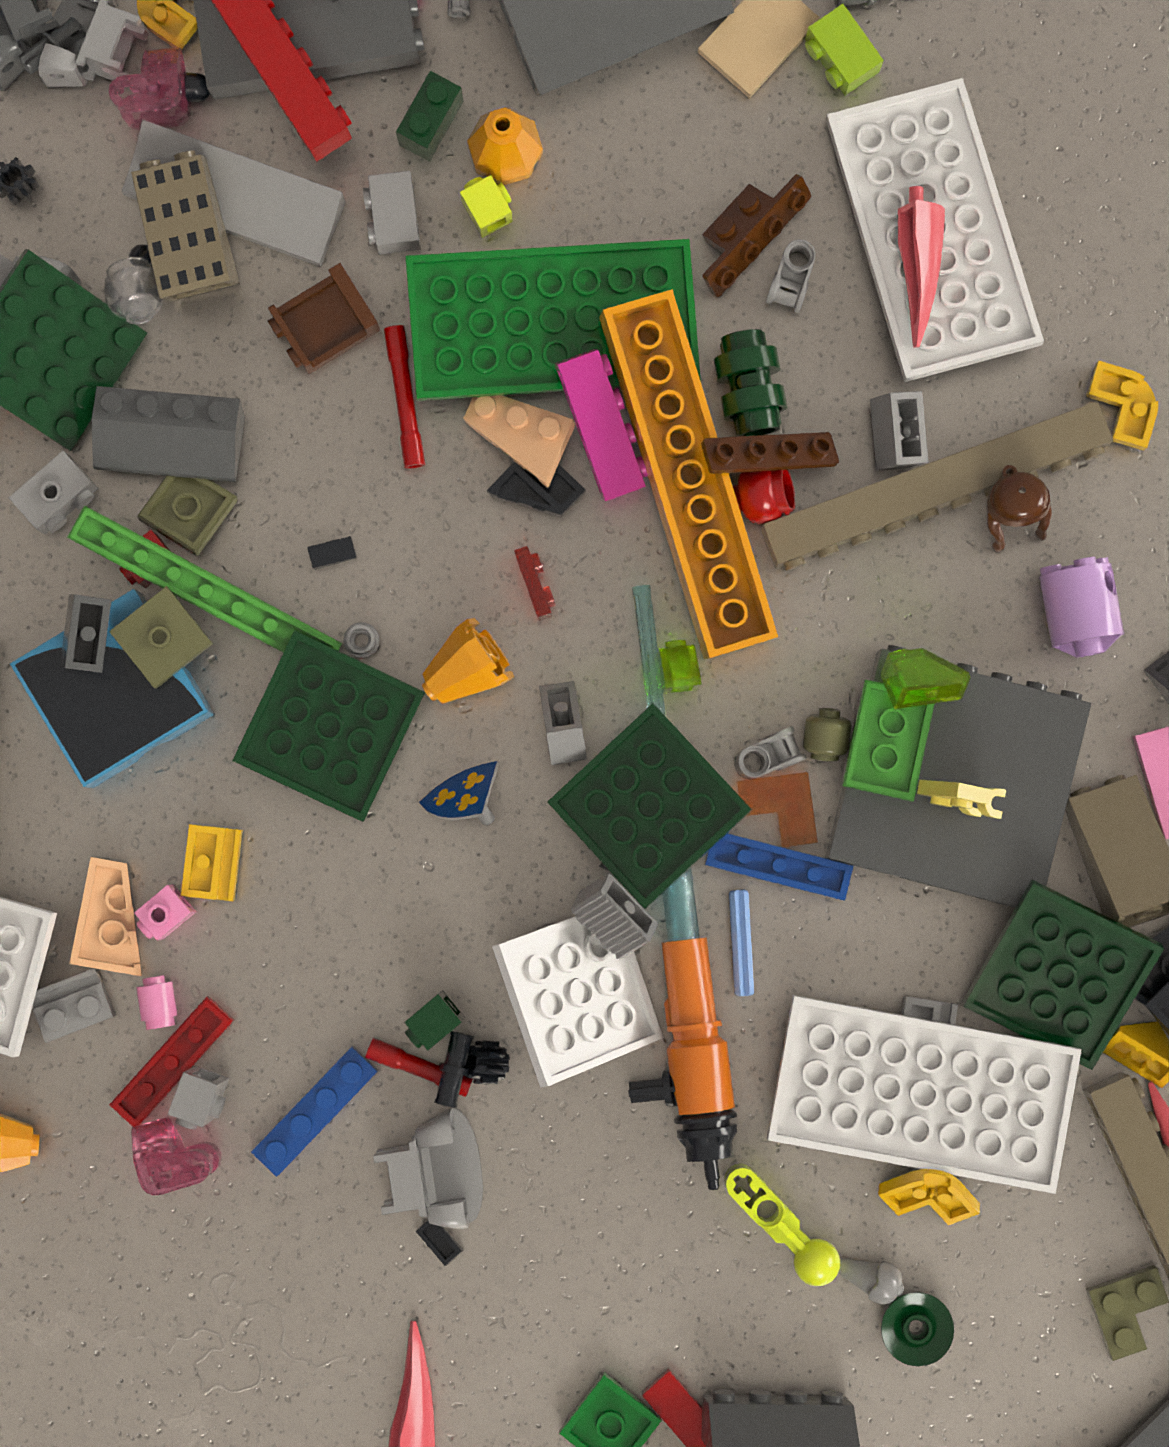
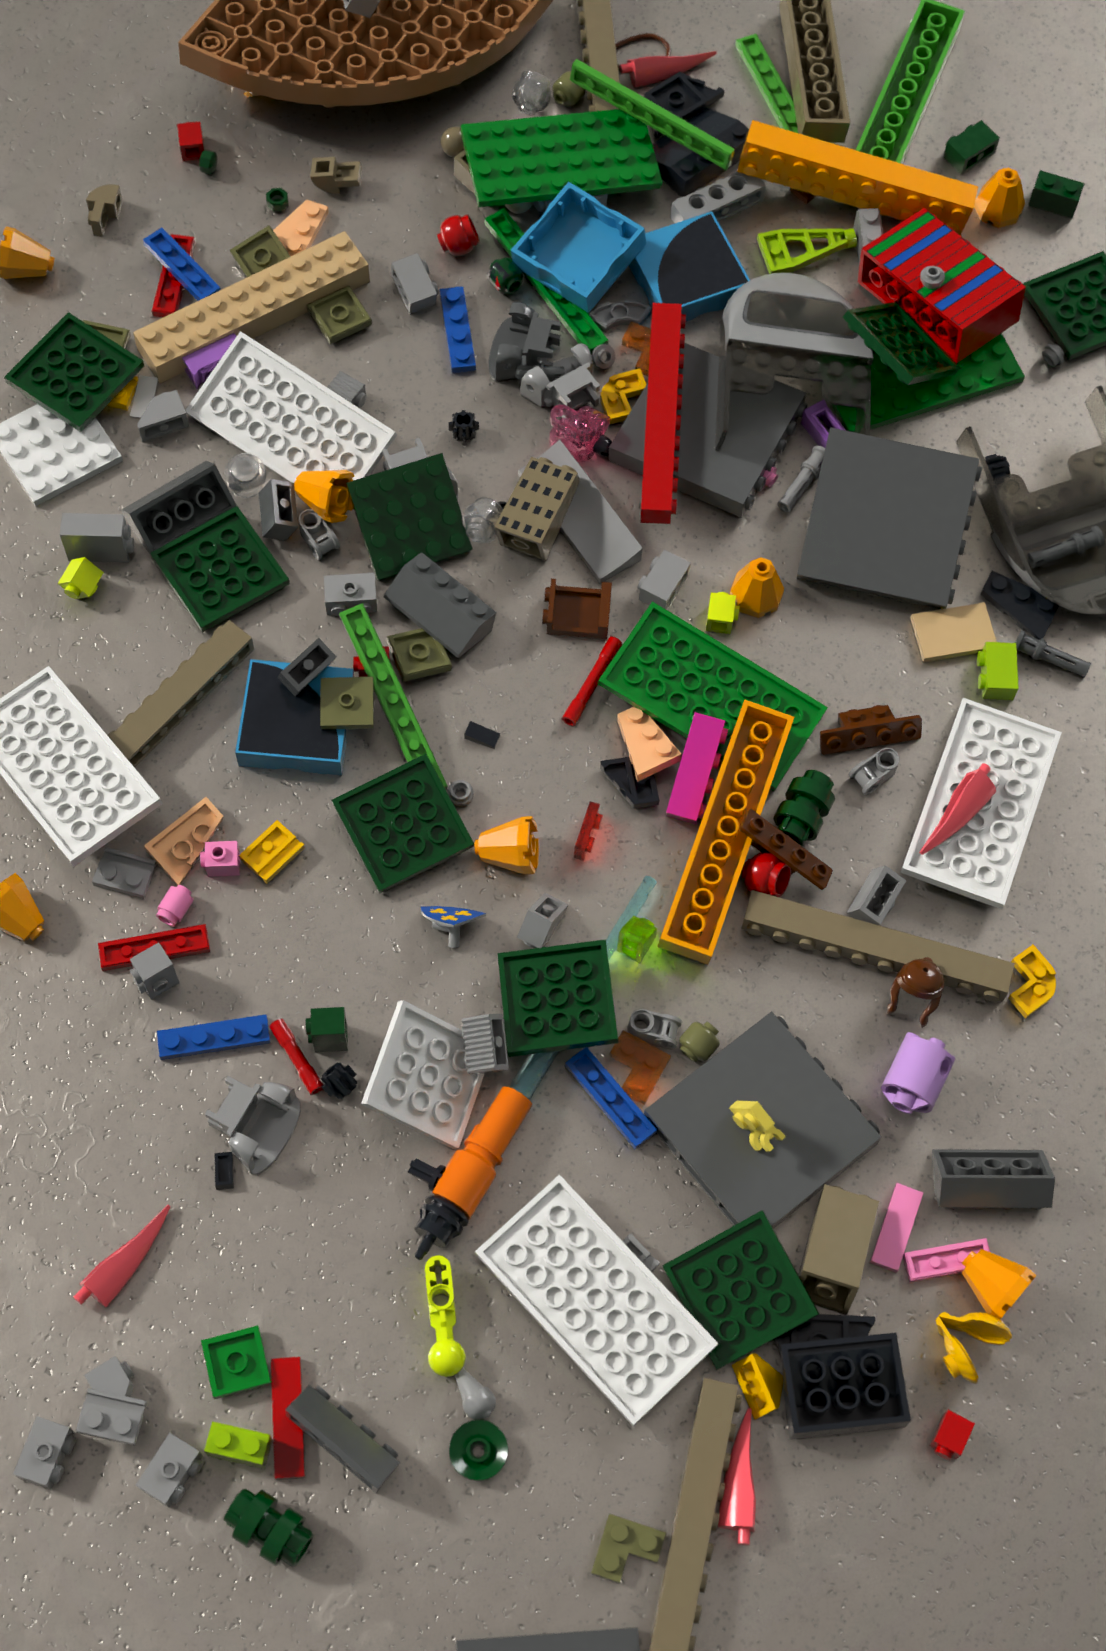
camera: 35 degrees right, 20 degrees down
(160, 1149) = (107, 988): clear pink piece -> none
(429, 116) = (725, 545): dark green brick -> none
(453, 1069) = (316, 1067): black pin -> none
(741, 943) = (551, 1128): light blue axle -> none
(886, 745) = (734, 1066): bright green tile -> none
(922, 678) = (783, 1039): clear neon green slope -> none
(933, 1188) = (558, 1364): yellow plate -> none

